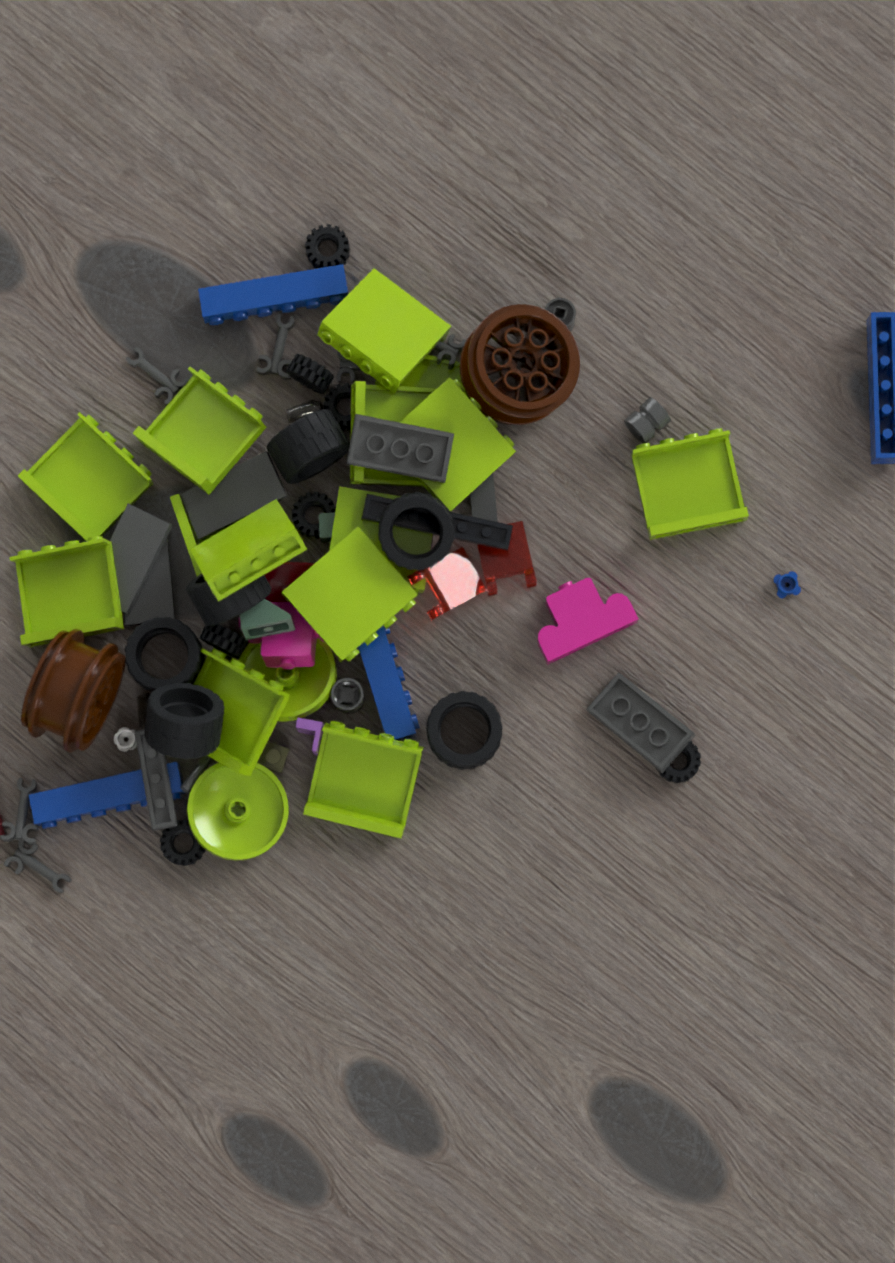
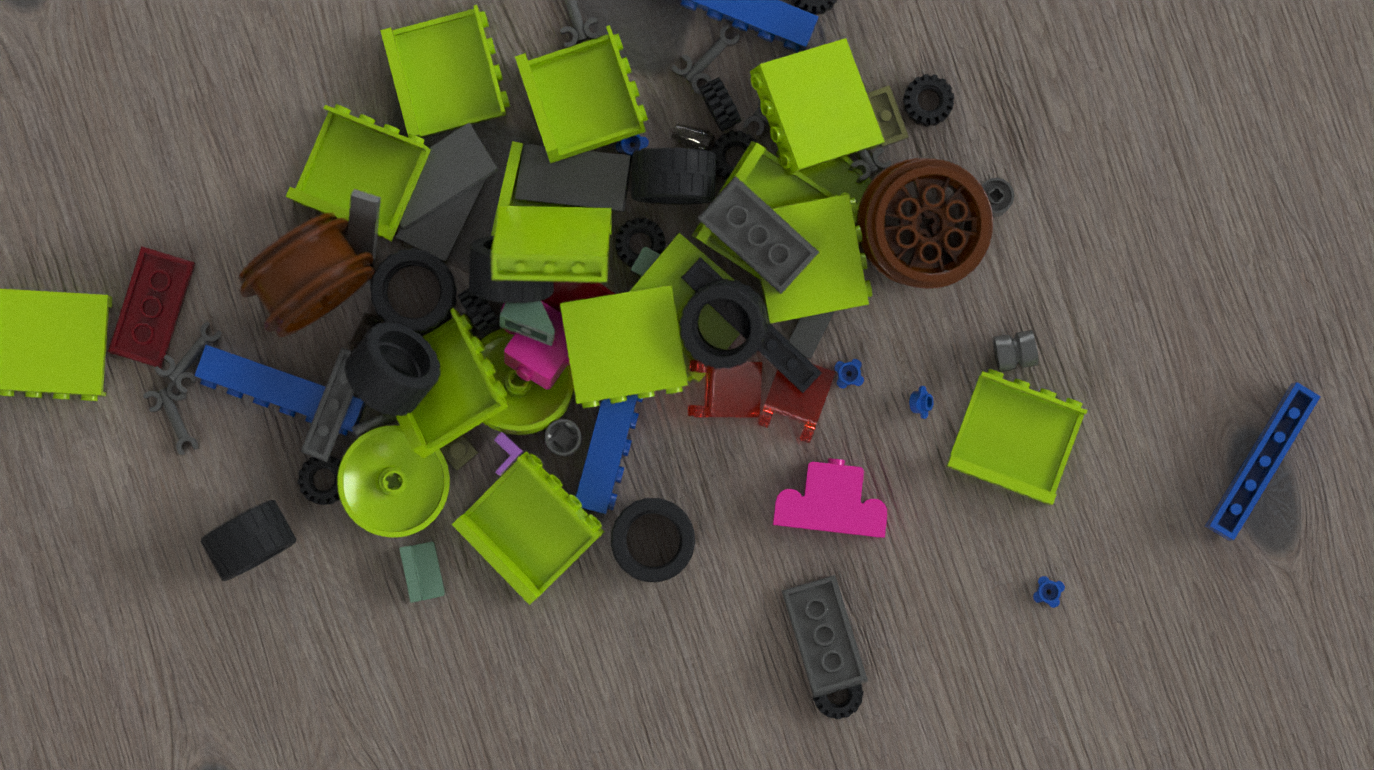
camera: 30 degrees right, 5 degrees up
(93, 623) = (363, 224): none -> dark grey tile
(119, 737) = (324, 341): white plate -> none
(153, 923) = (248, 540): none -> black tyre
(262, 439) = (624, 145): none -> blue plate
(303, 866) = (422, 571): none -> sand green panel
(442, 306) = (887, 116): none -> olive plate
(468, 263) = (923, 116): none -> black tyre
(536, 509) = (842, 369): none -> blue plate
(601, 502) = (921, 402): none -> blue plate

